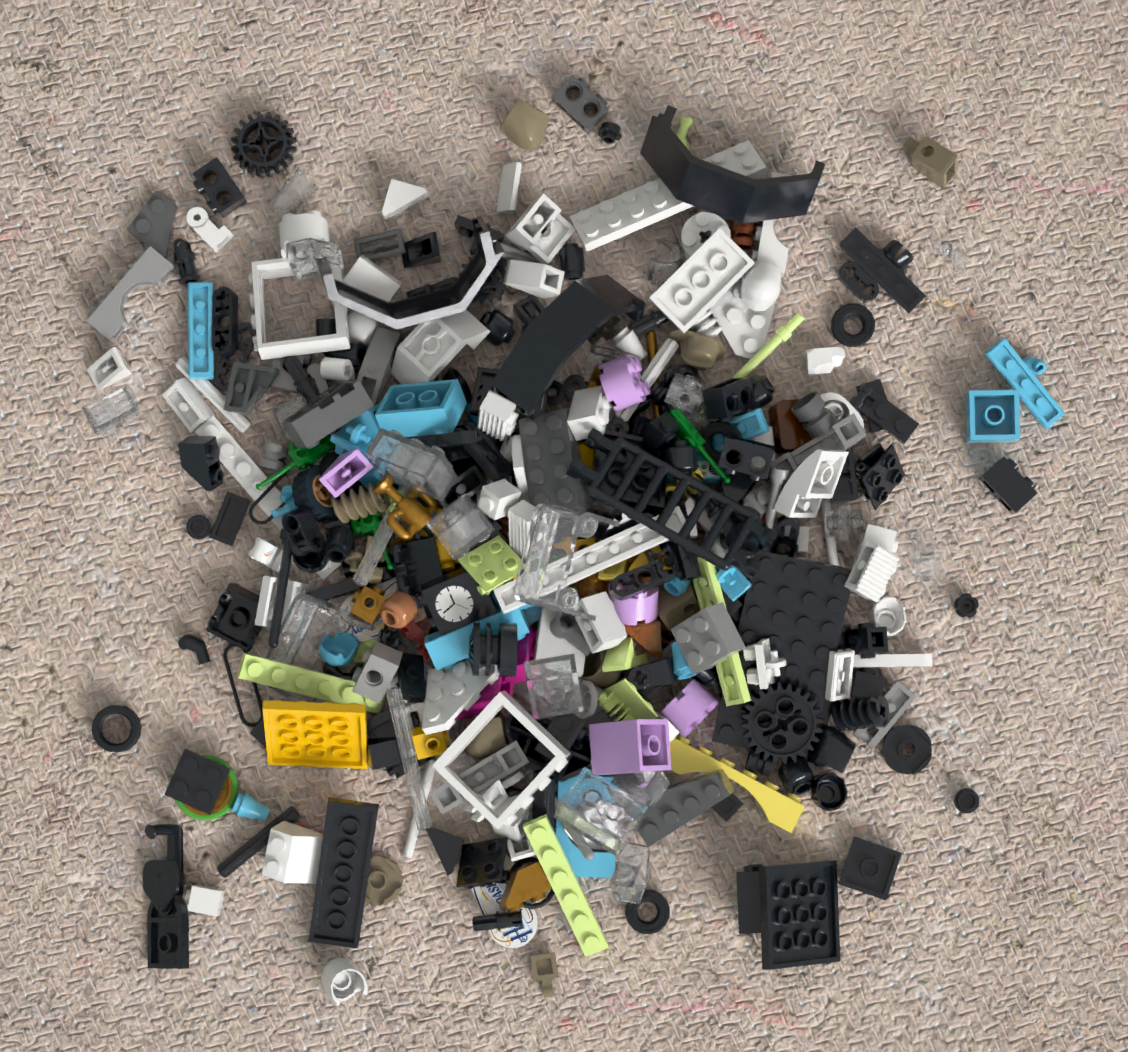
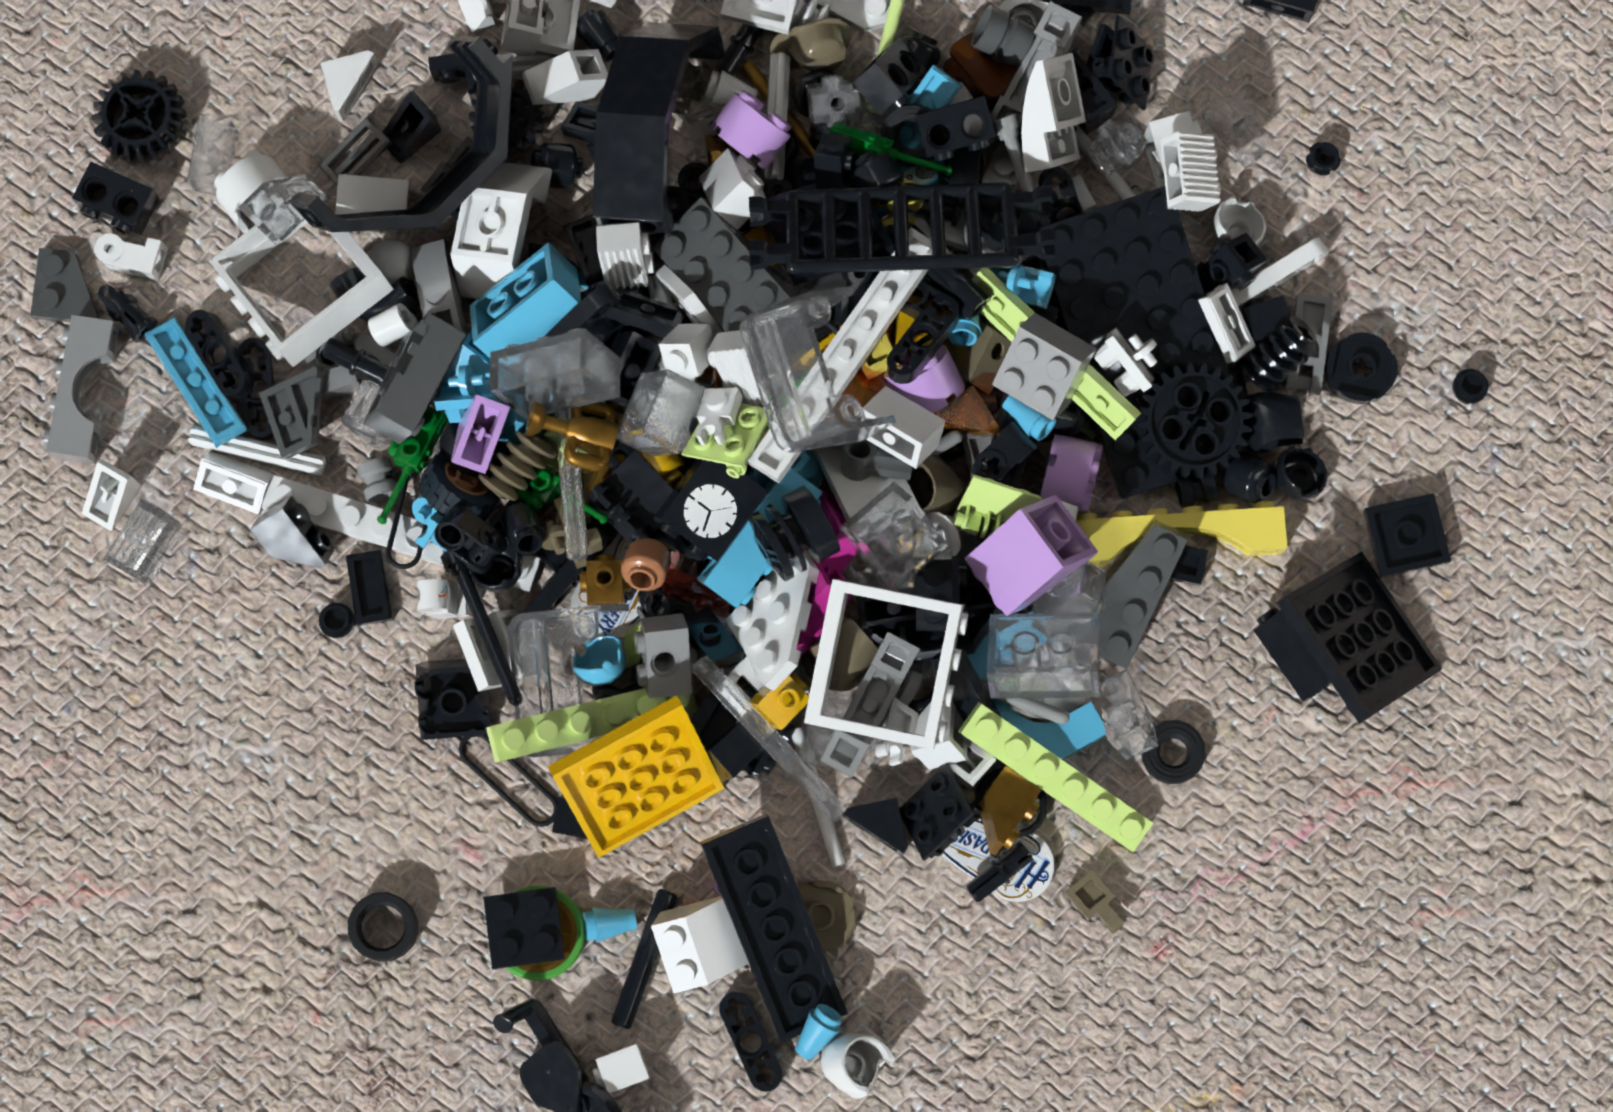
camera: 30 degrees left, 5 degrees down
(196, 645) = (421, 765): black arm -> none
(282, 935) = (731, 1020): none -> black beam
(334, 948) = (819, 1029): none -> medium azure cone
(494, 547) = (718, 410): none -> white plate
(623, 657) = (952, 455): yellowish green slope -> none
(658, 392) = (800, 124): black bush -> none

